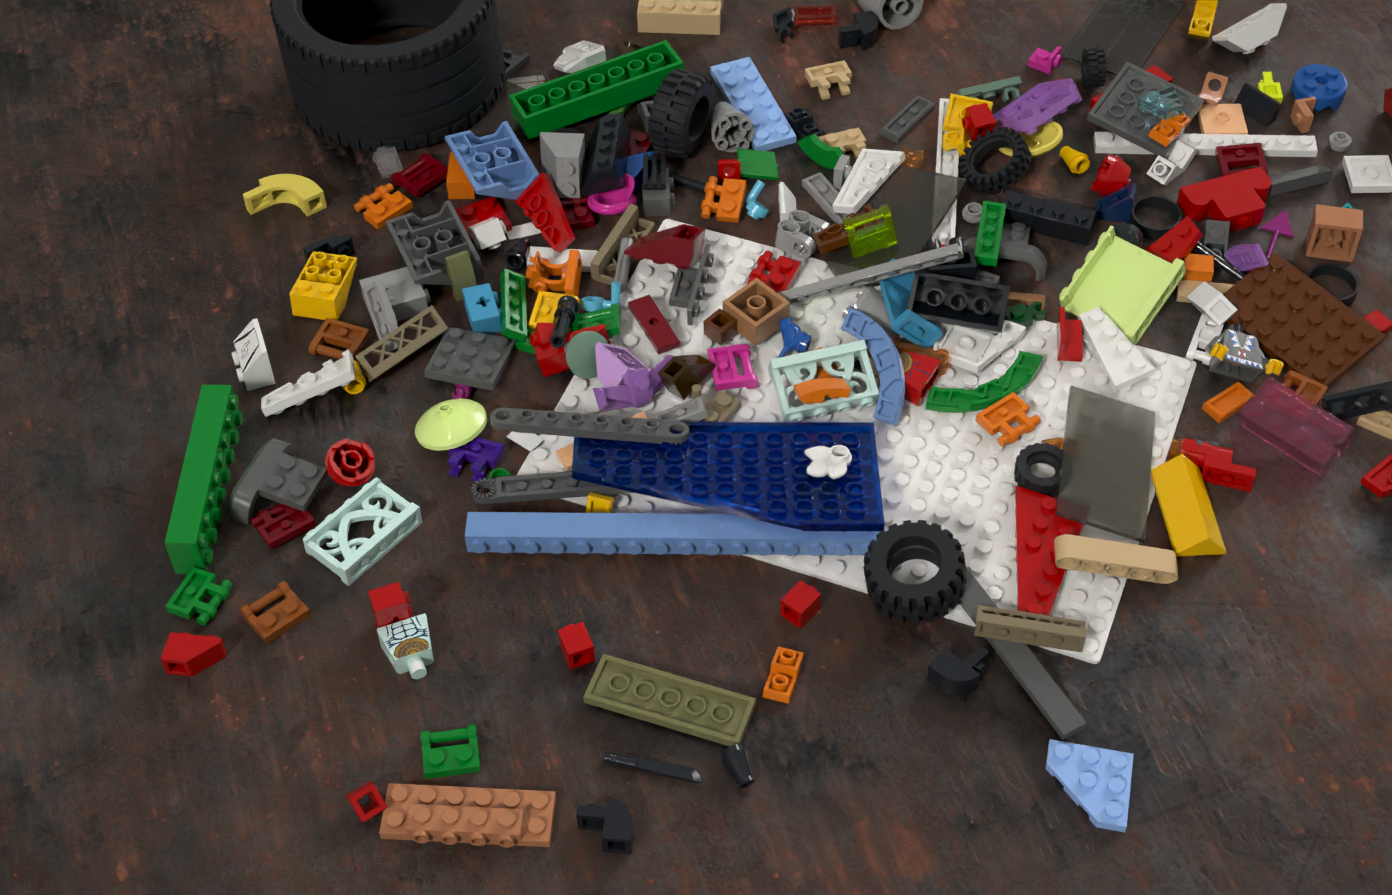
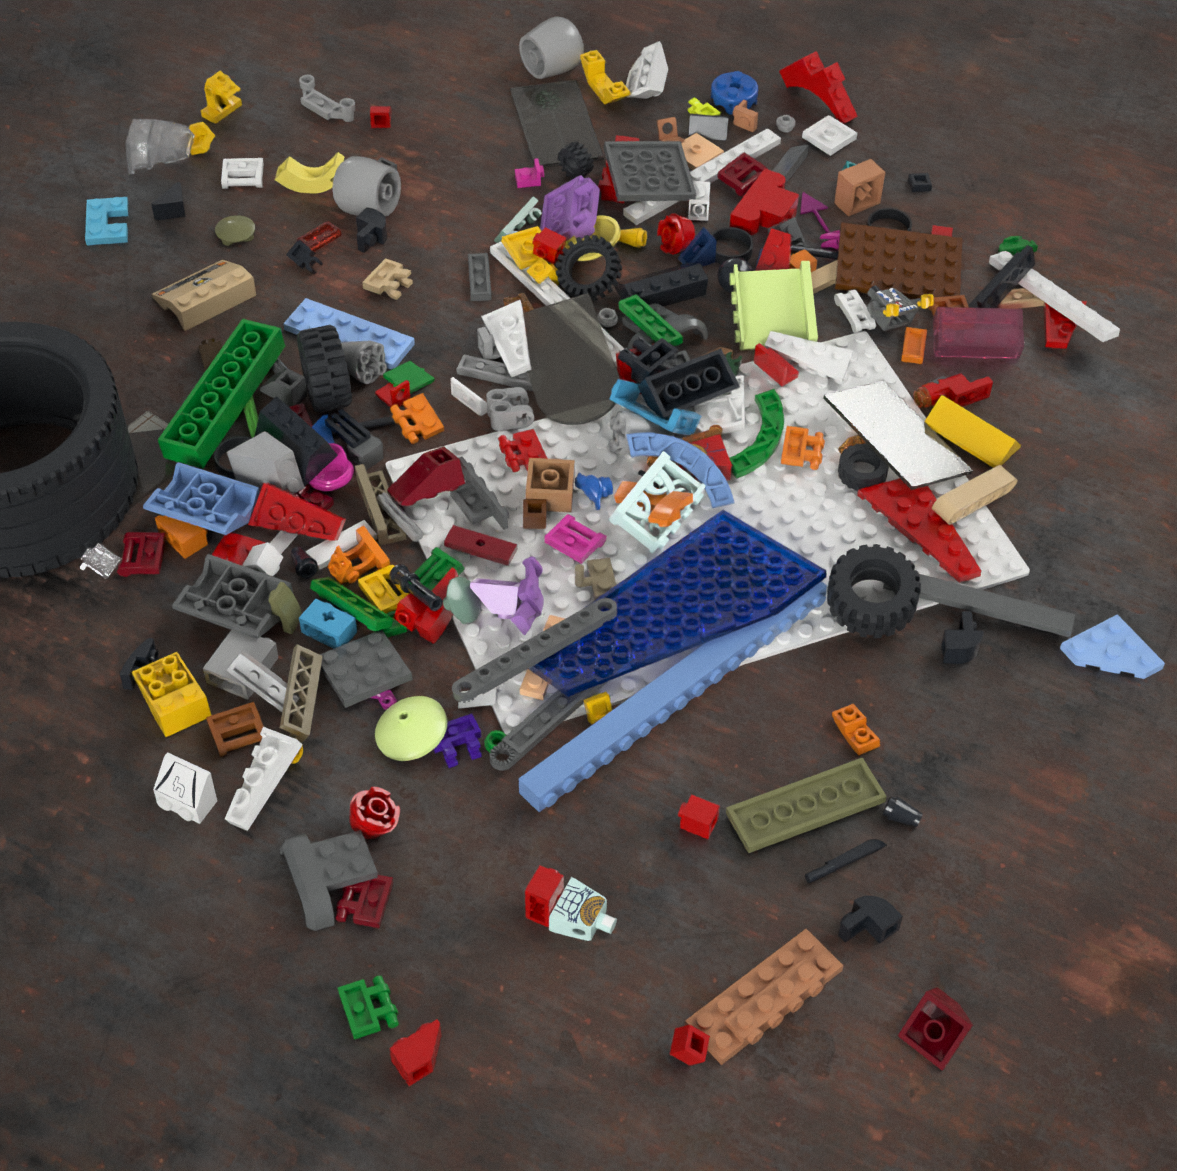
camera: 45 degrees left, 0 degrees up
(204, 479) = (267, 912): green brick -> none
(278, 618) = (451, 971): dark orange plate -> none
(286, 189) = (40, 636): light yellow arch -> none
(371, 550) = (462, 881): light aqua fence -> none
(389, 208) = (145, 599): orange plate -> none
(450, 759) = (705, 968): green plate -> none
(580, 56) = (176, 374): white wedge -> none
(595, 303) = (415, 559): medium azure plate -> none
(684, 372) = (553, 565): dark brown slope -> none
(689, 411) = (586, 592): light grey plate -> none
(756, 209) = (449, 412): medium azure plate -> none
(800, 604) = (814, 672): red brick -> none
(803, 123) = (406, 325): black slope -> none
(820, 152) = (451, 338): green tile -> none
(828, 461) = (736, 554): white plate -> none
(836, 236) = (546, 381): reddish brown wing -> none
(847, 140) = (456, 323): tan plate -> none
(872, 237) = (575, 373): clear neon green plate -> none
(873, 274) = (614, 402): light grey tile -> none
(1030, 628) = (974, 583): dark tan fence -> none
(1162, 103) = (664, 157): clear light blue wing -> none
(1169, 129) = (682, 173): orange slope -> none
(1212, 303) = (837, 281): white slope -> none
(1246, 256) = (812, 237): medium lavender slope -> none

